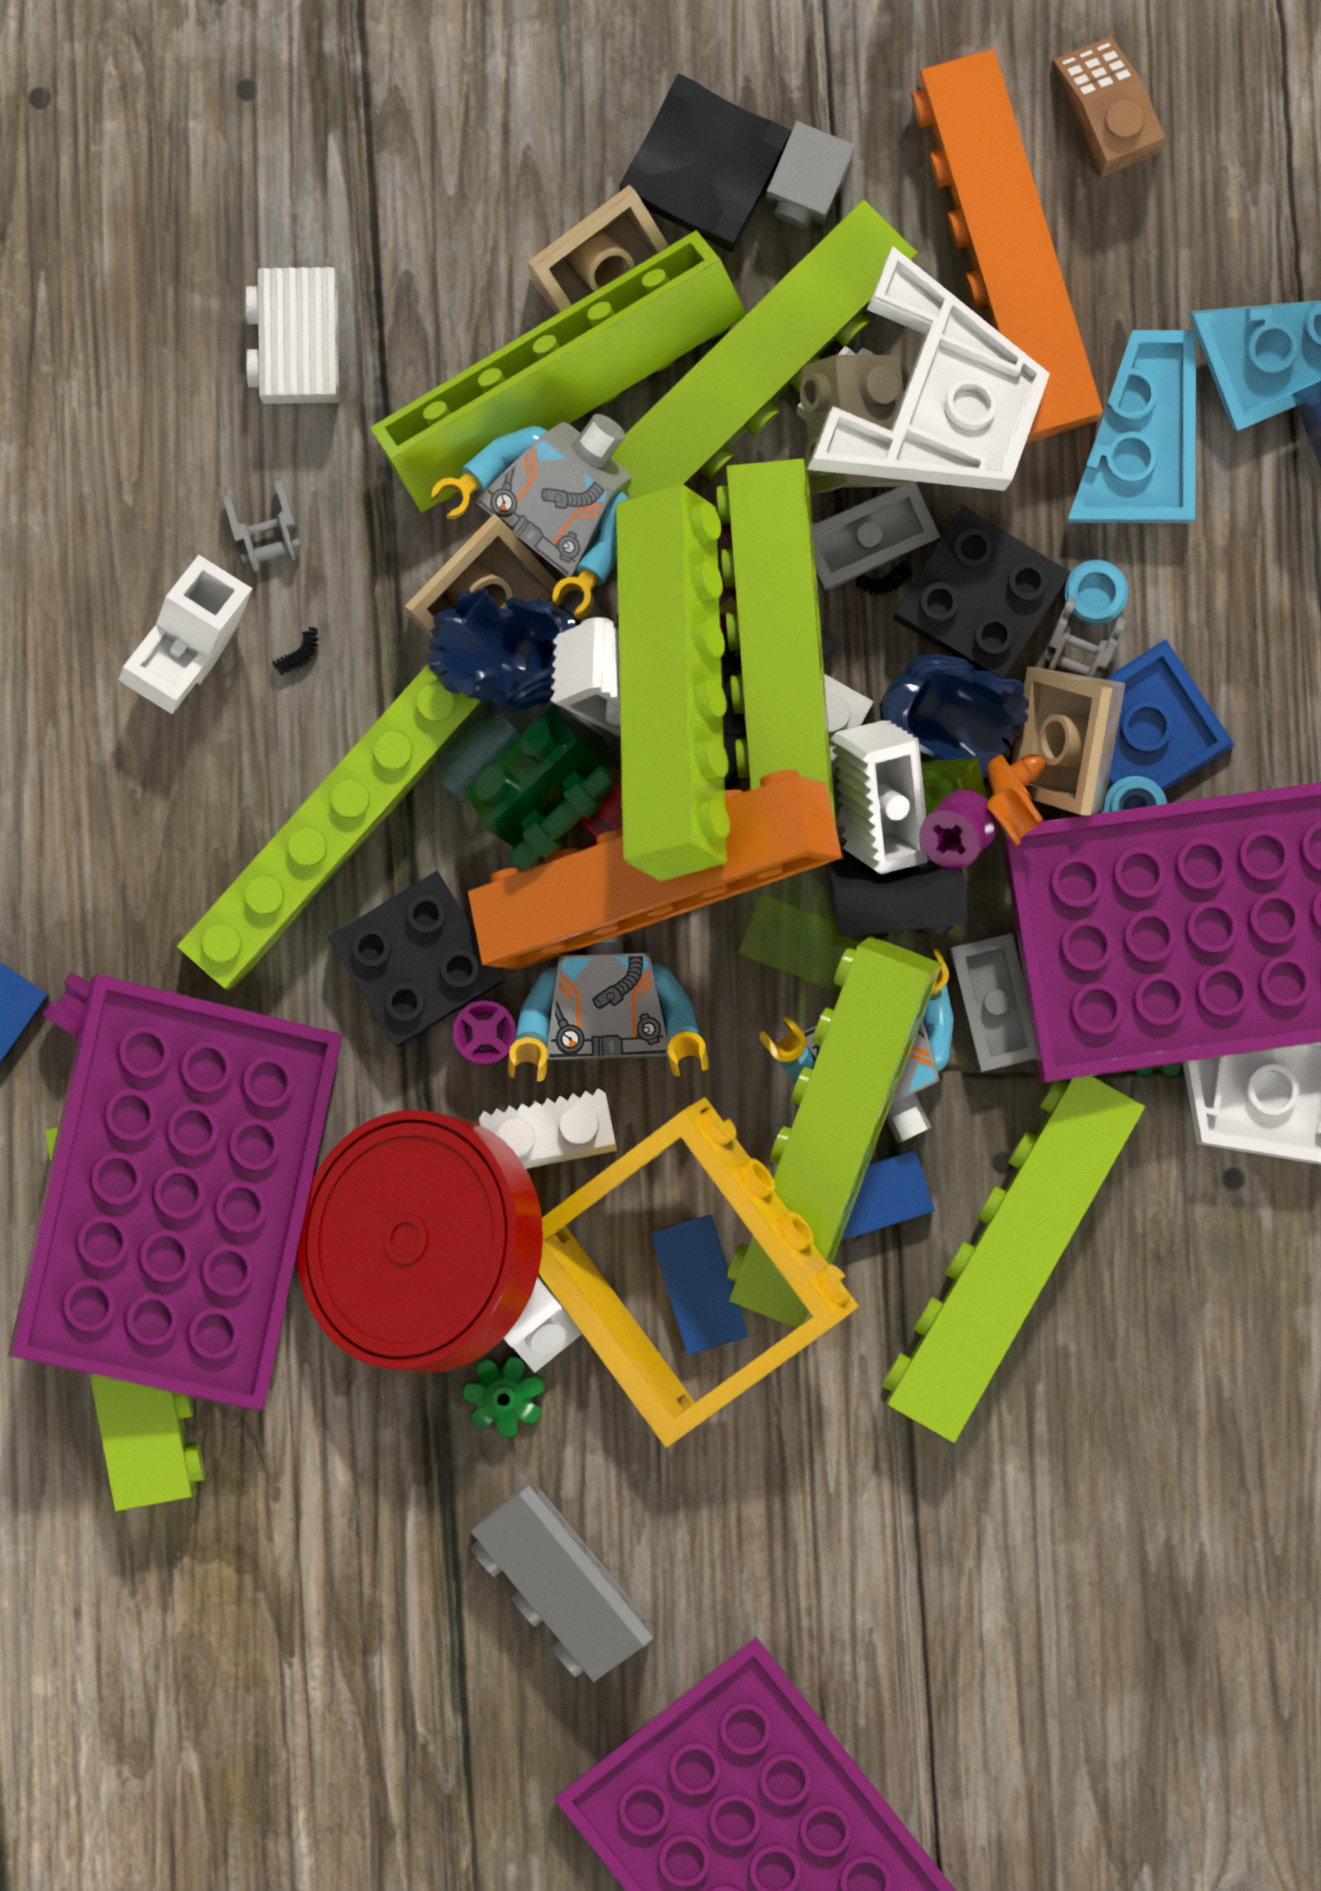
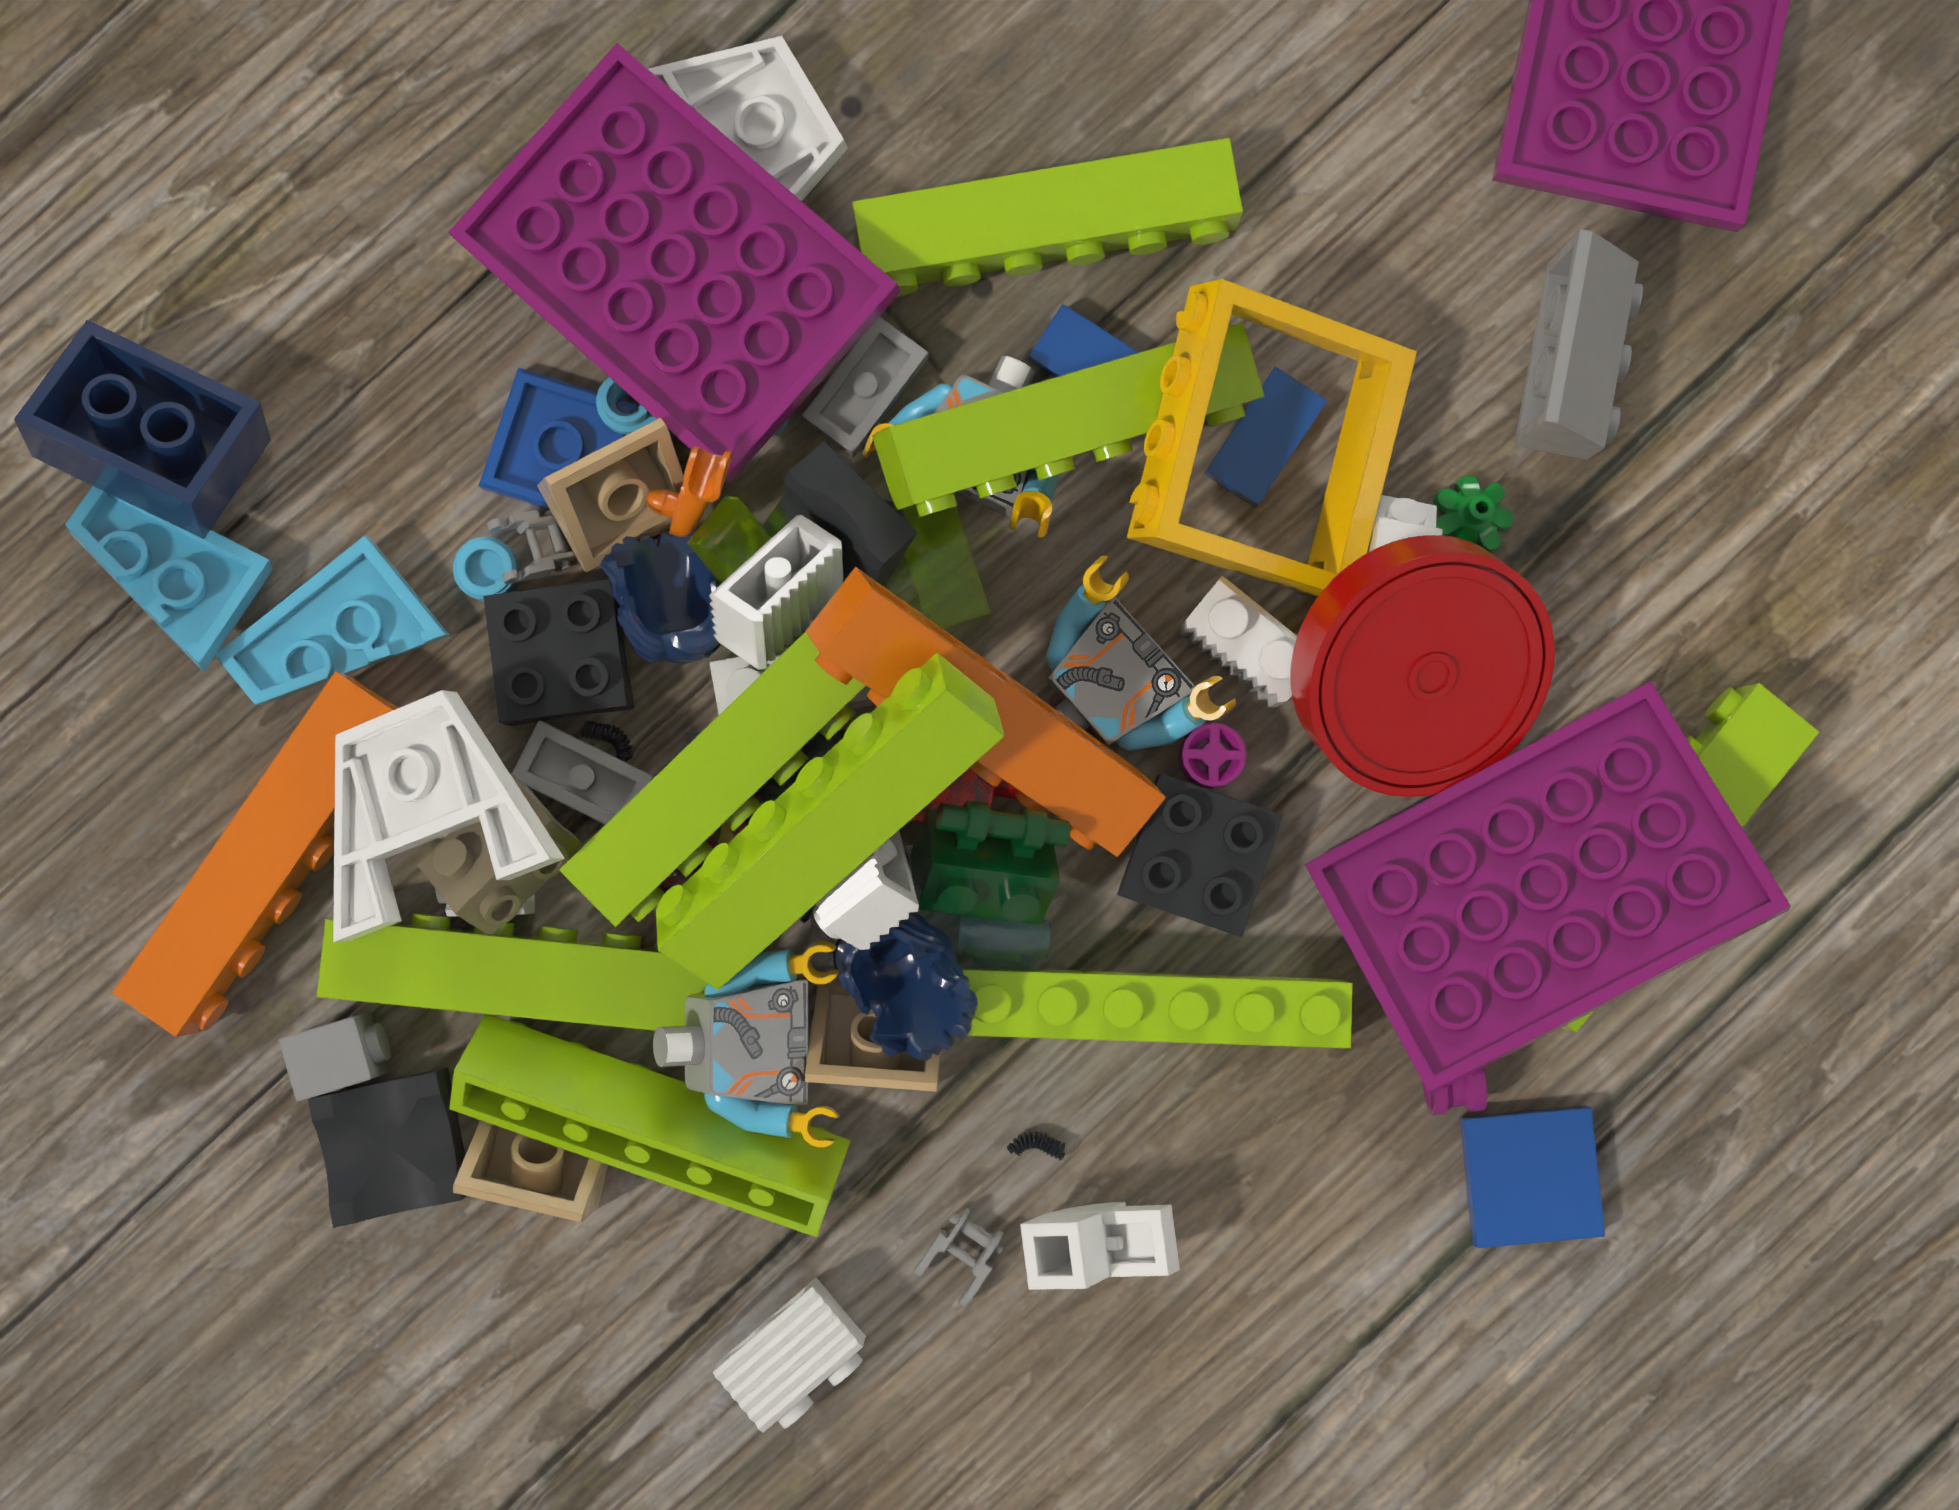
camera: 125 degrees left, 0 degrees up
(972, 822) = (743, 520): magenta wheel -> none
(1109, 105) = (90, 865): medium nougat slope -> none

